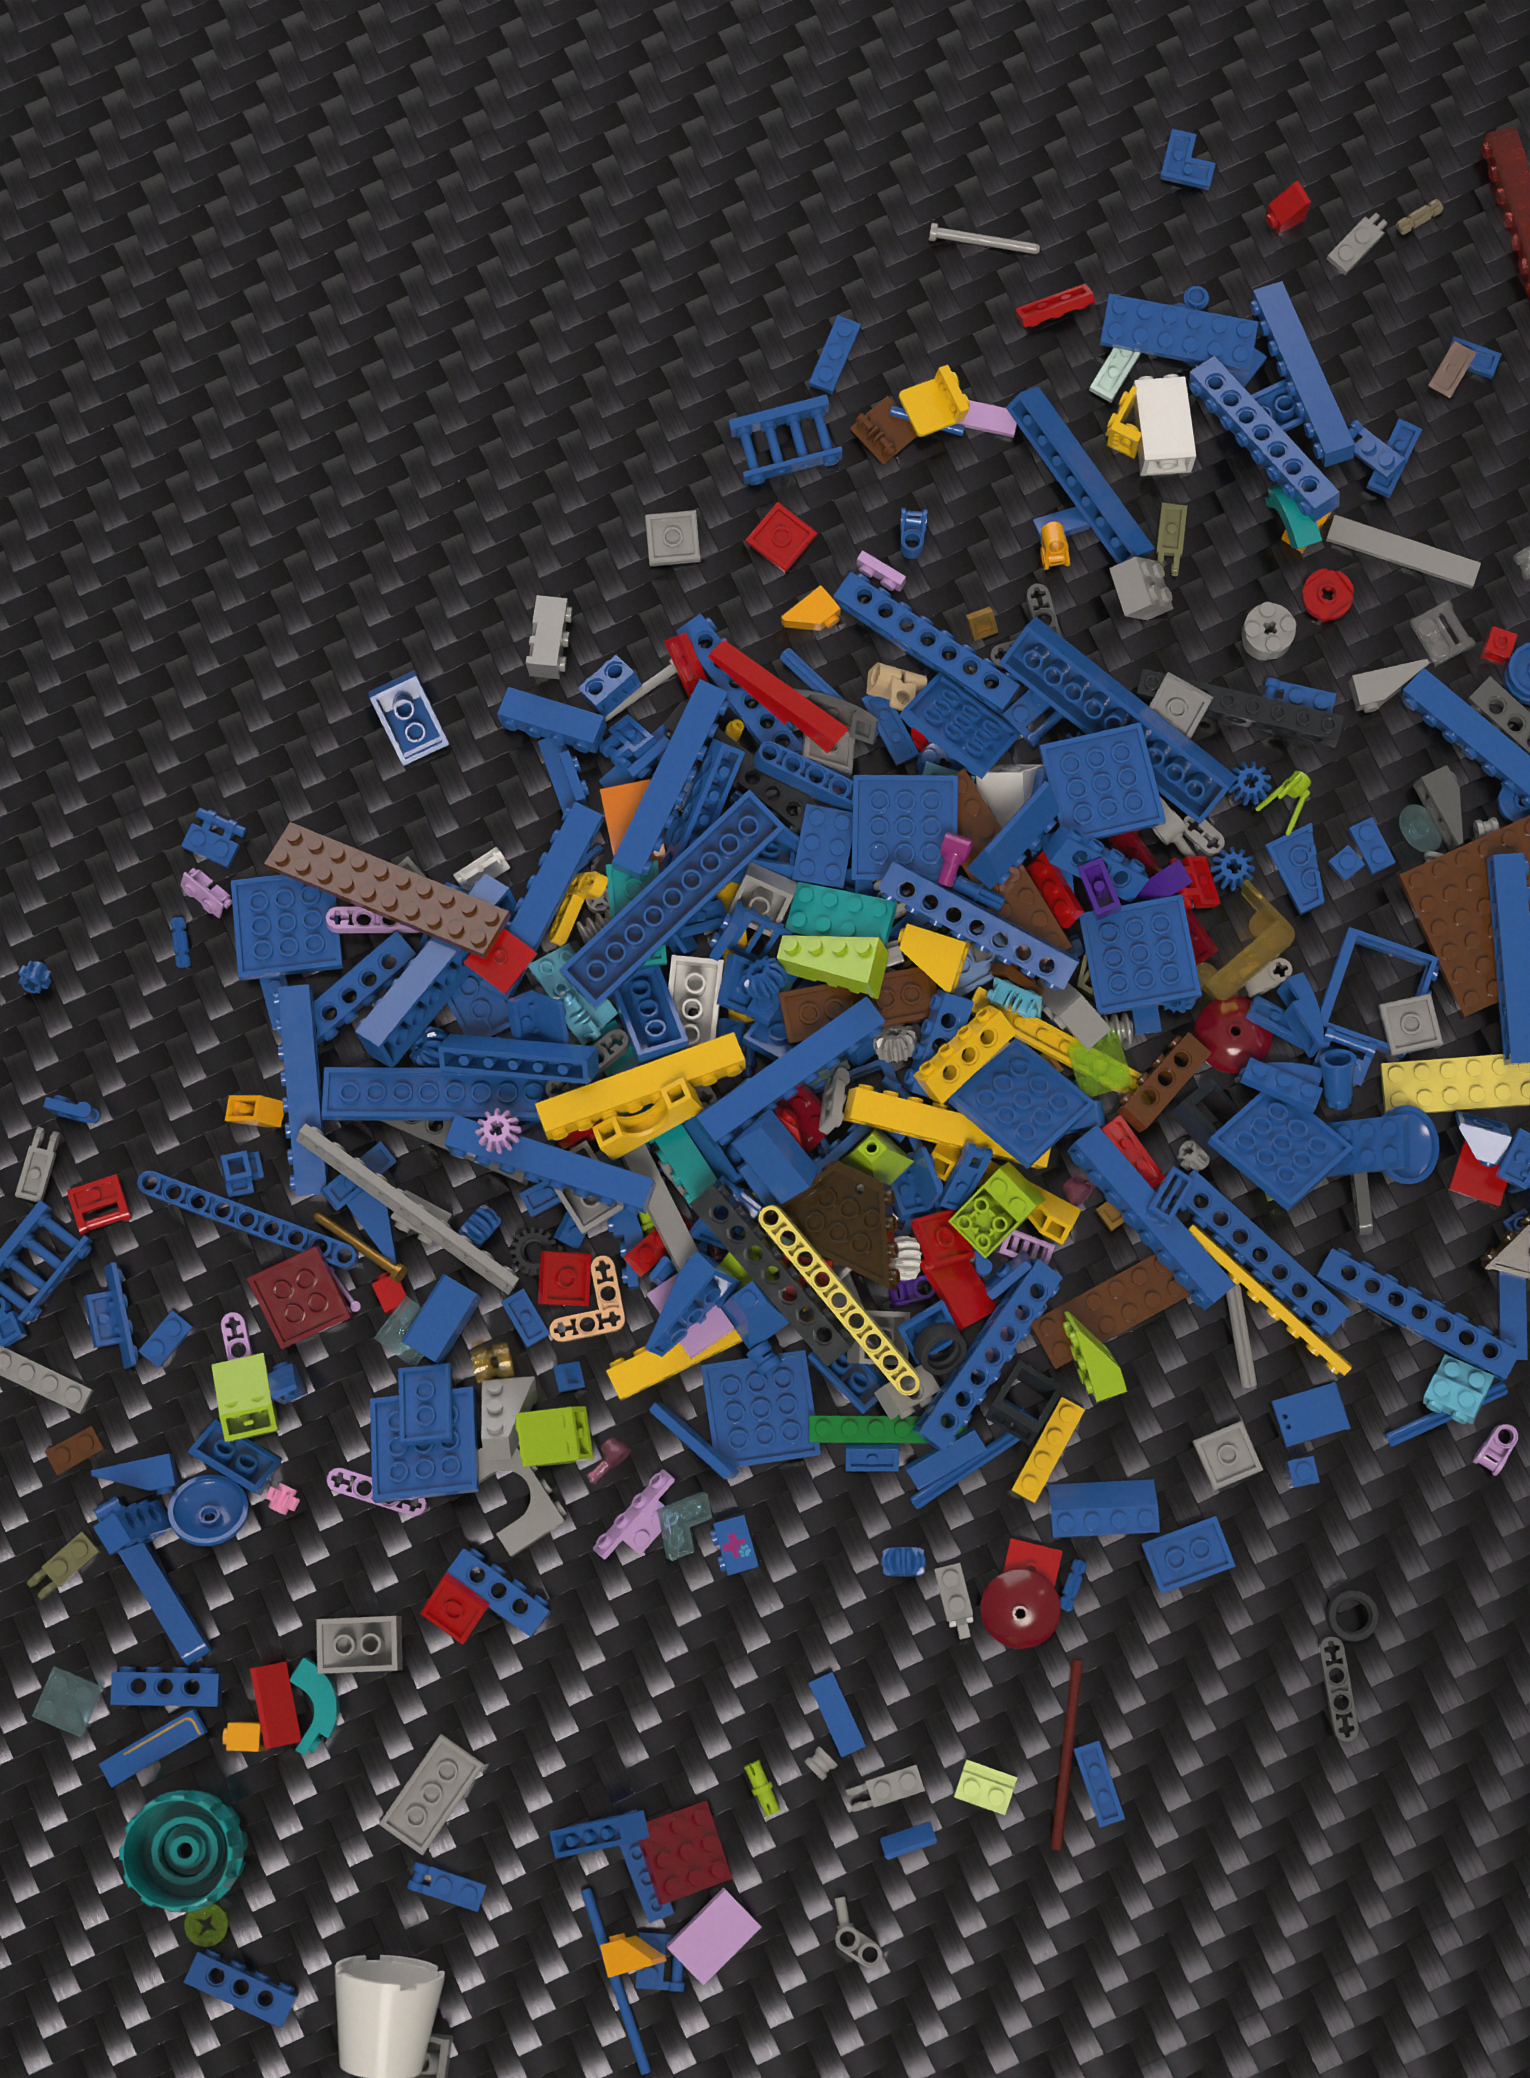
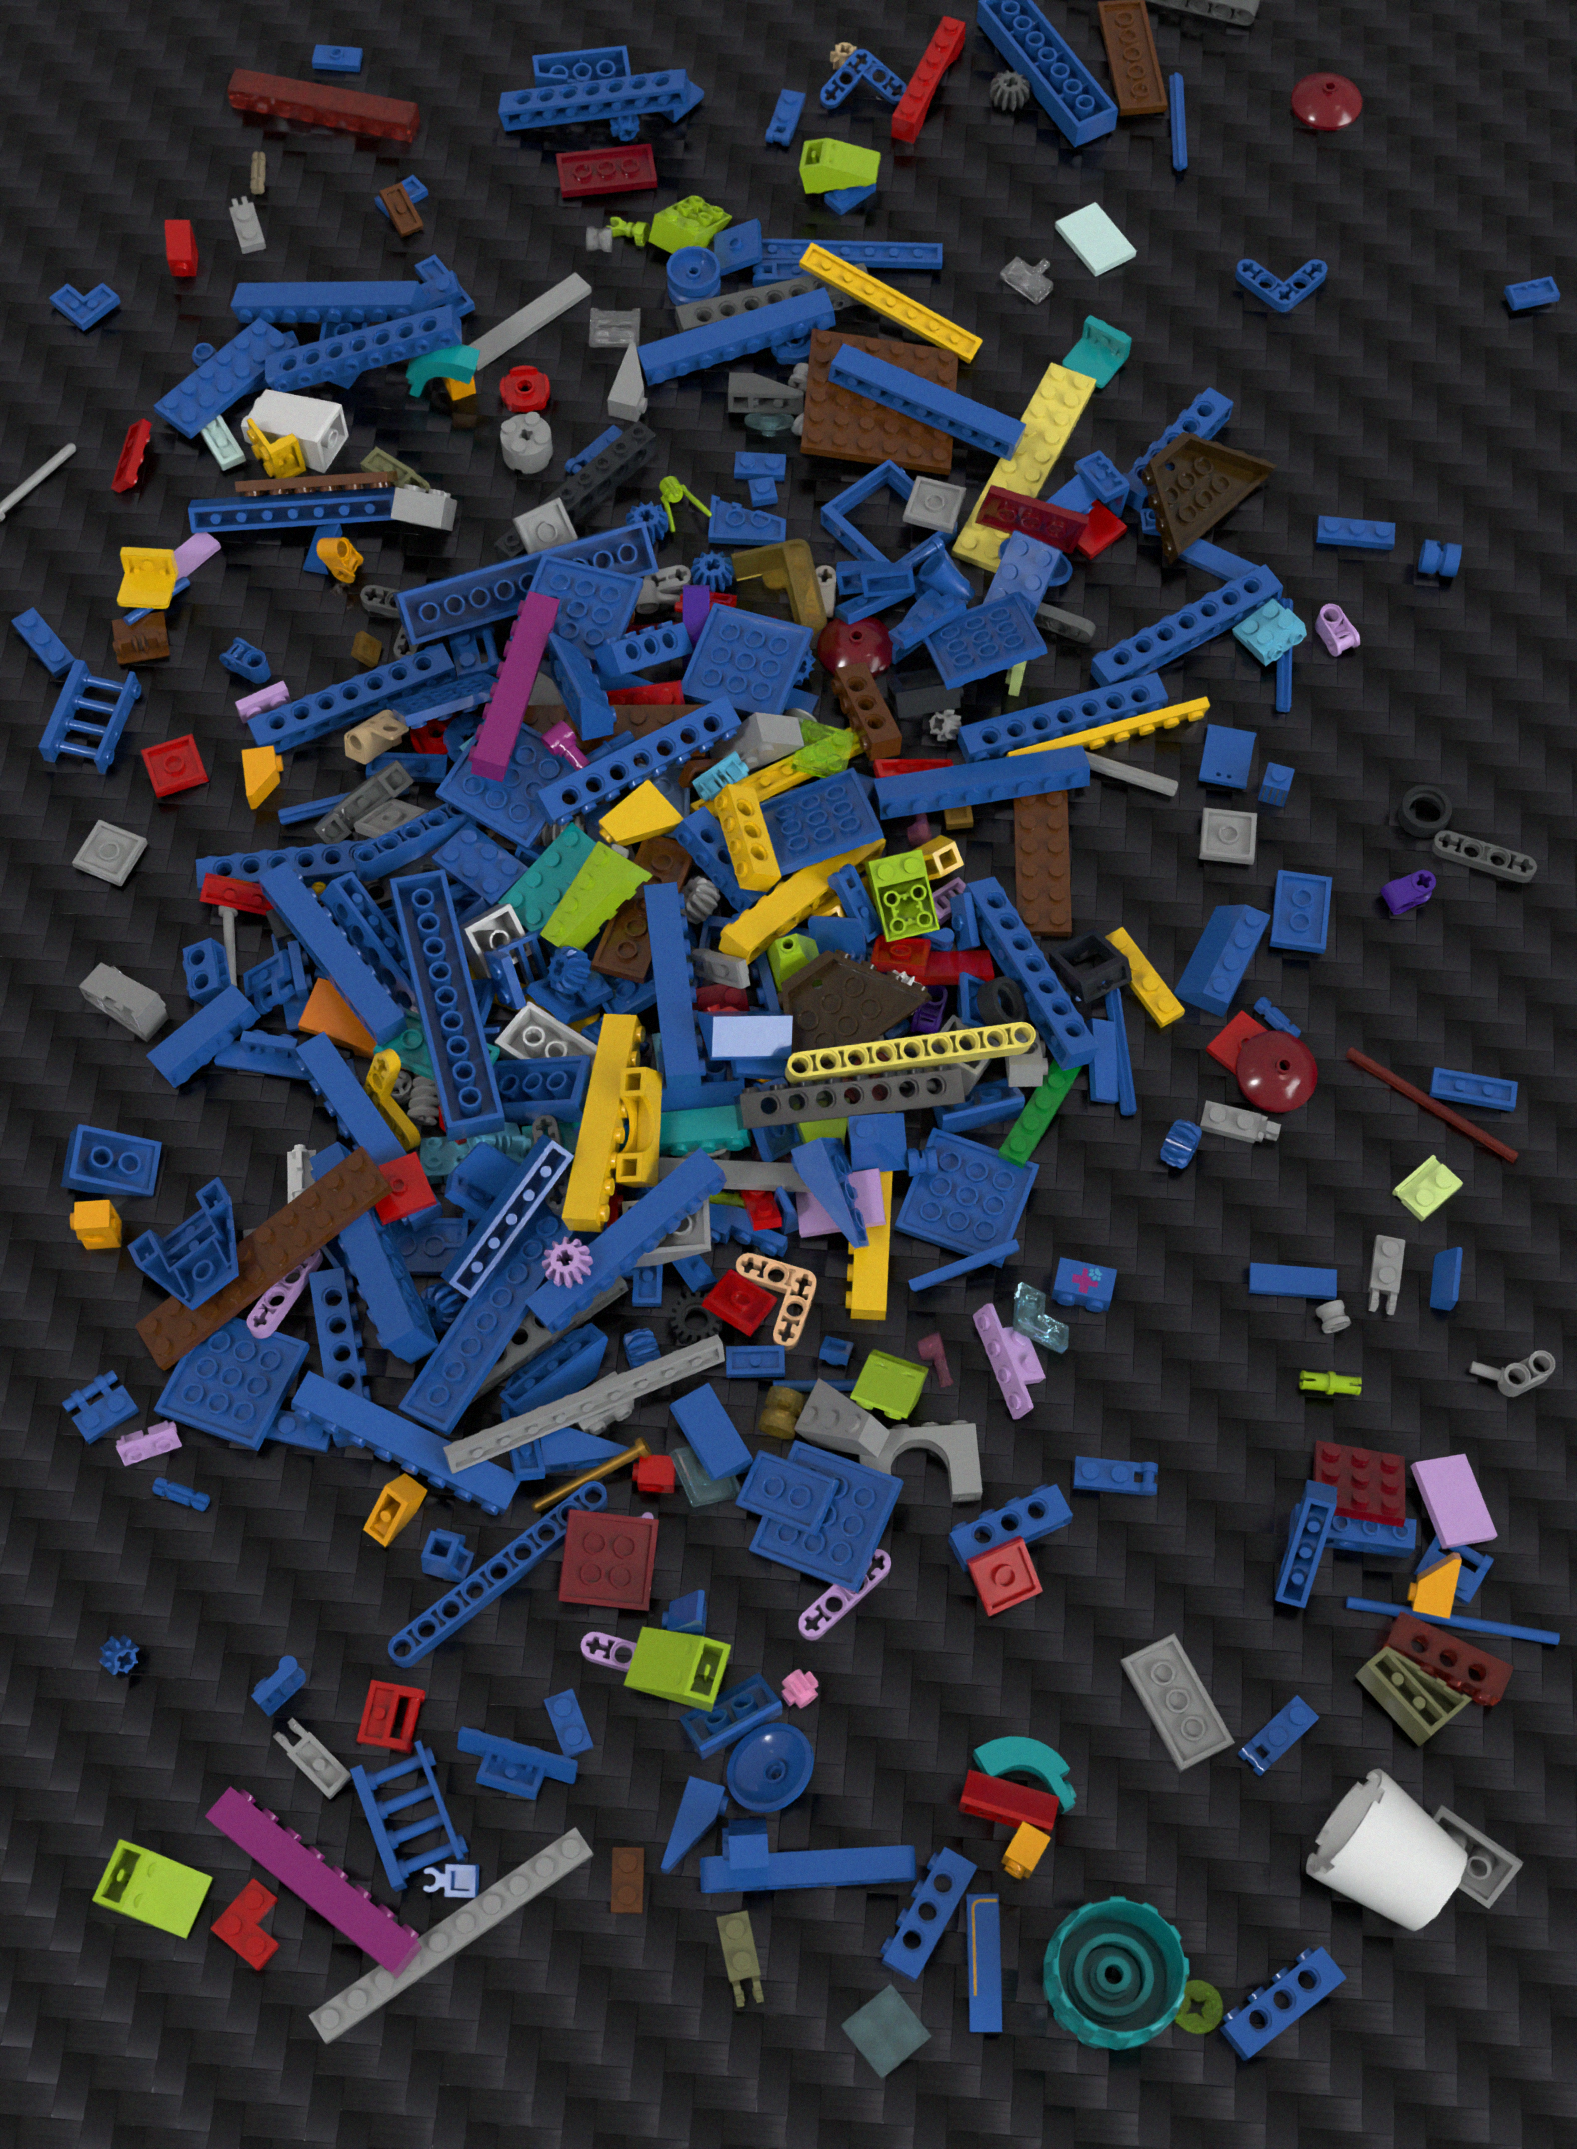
camera: 65 degrees left, 15 degrees down
(348, 742) = (96, 1224): none -> light orange brick
(359, 1644) = (991, 1686): light grey slope -> none
(362, 831) = (196, 1255): none -> blue wedge
(425, 1167) = (557, 1371): none -> blue wedge
(530, 1976) = (1410, 1695): none -> olive wedge
(531, 1372) = (808, 1385): none -> blue bar
(586, 2034) = (1492, 1671): none -> clear red brick
(588, 1652) = (1114, 1476): none -> blue plate
(779, 697) = (321, 831): red slope -> none
(872, 1456) = (1066, 1123): blue plate -> none
(977, 954) = (662, 784): dark grey hinge -> none
(985, 781) = (515, 686): none -> magenta brick
(1096, 1363) = (1085, 886): lime slope -> none
(1099, 889) = (670, 655): dark purple slope -> none
(1114, 481) = (309, 484): none -> reddish brown plate
(1159, 1213) = (968, 754): blue tile -> none
(1256, 1636) = (1408, 891): none -> dark purple piece
(1440, 1113) = (1042, 520): none -> dark red plate
(1498, 646) = (653, 292): red brick -> none

